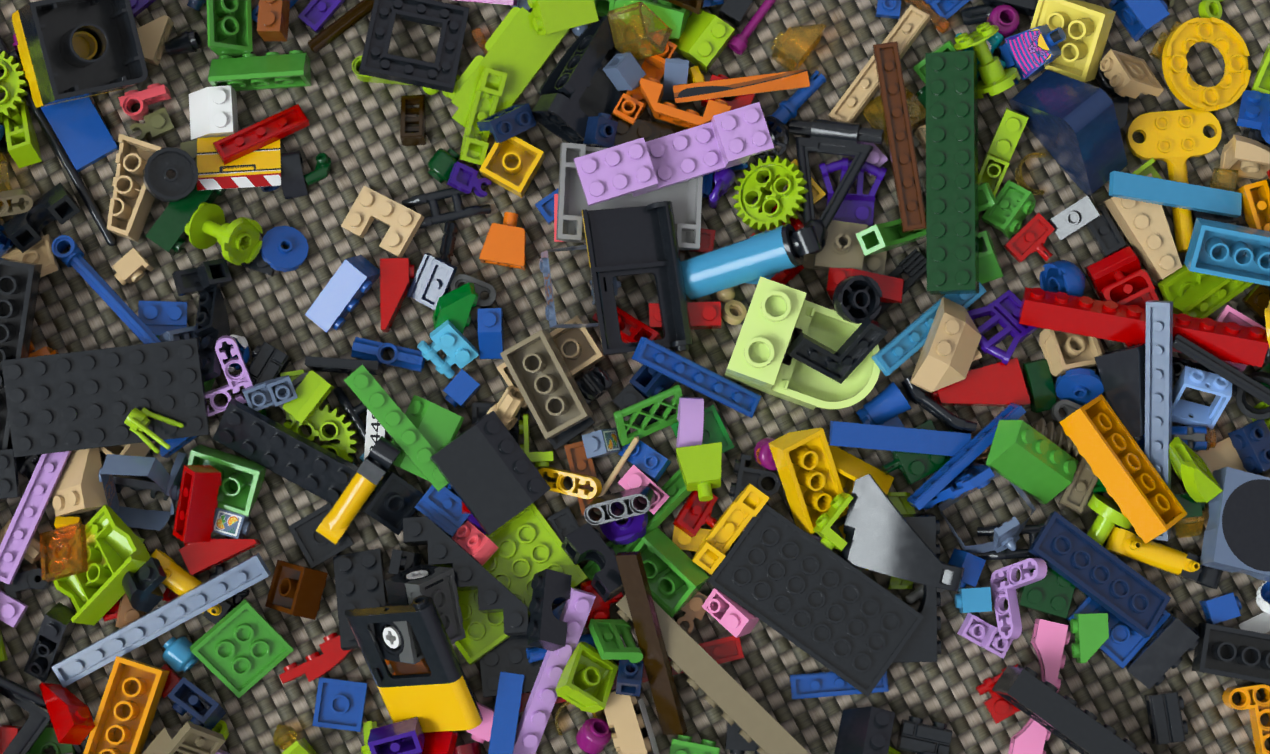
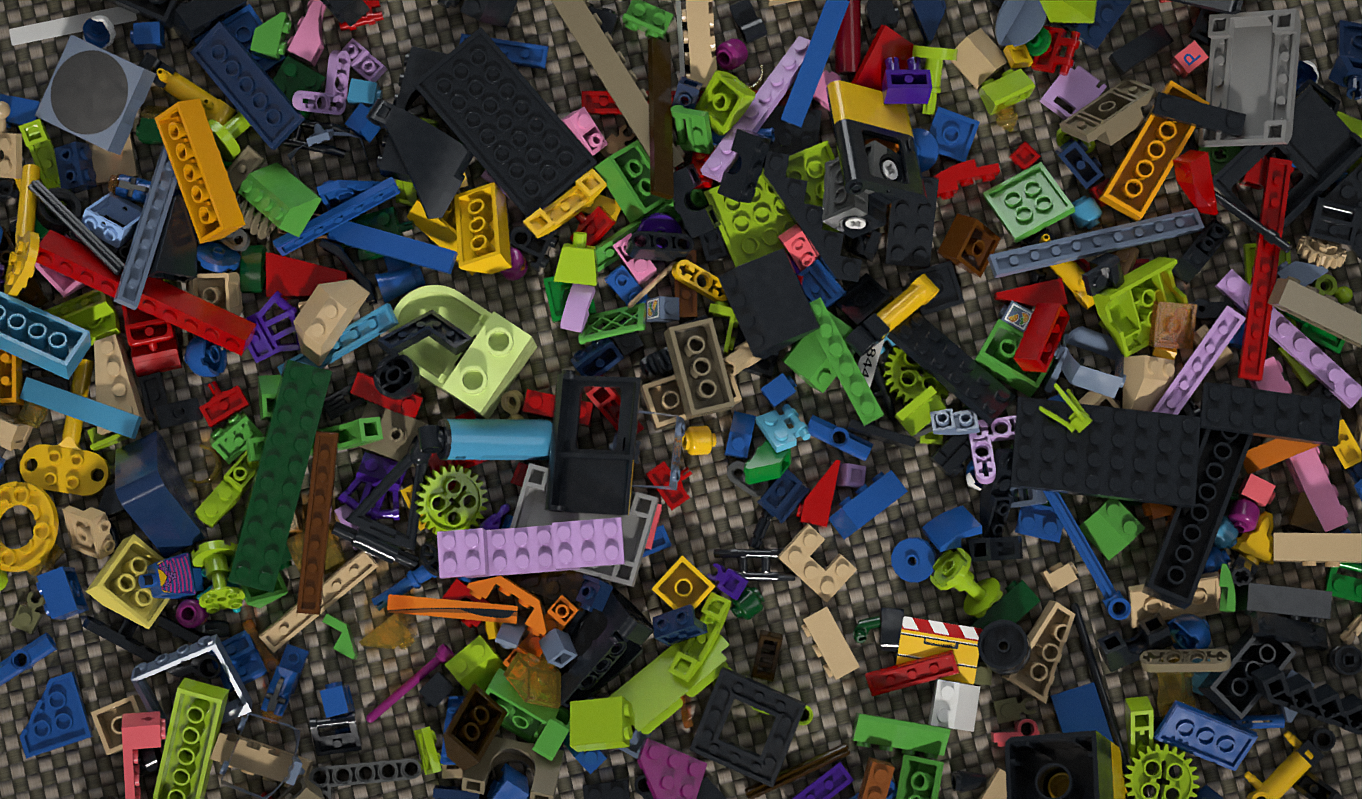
camera: 165 degrees left, 0 degrees up
(88, 327) = (1111, 528): none -> bright green slope
(251, 287) = (950, 527): none -> blue slope
(257, 701) = (1024, 156): none -> red tile
(351, 144) = (829, 644): none -> tan brick
(362, 682) = (926, 147): none -> blue dish
(367, 320) = (851, 475): none -> lavender slope
(505, 244) = (707, 515): orange torso -> none
(531, 317) = (698, 440): none -> yellow head
(561, 270) = (661, 477): none -> red plate
(696, 377) = (562, 345): blue tile -> none
(825, 521) = (474, 189): lime bracket -> none
(839, 29) = (345, 643): none -> bright green slope
(1193, 472) = (137, 154): lime slope -> none

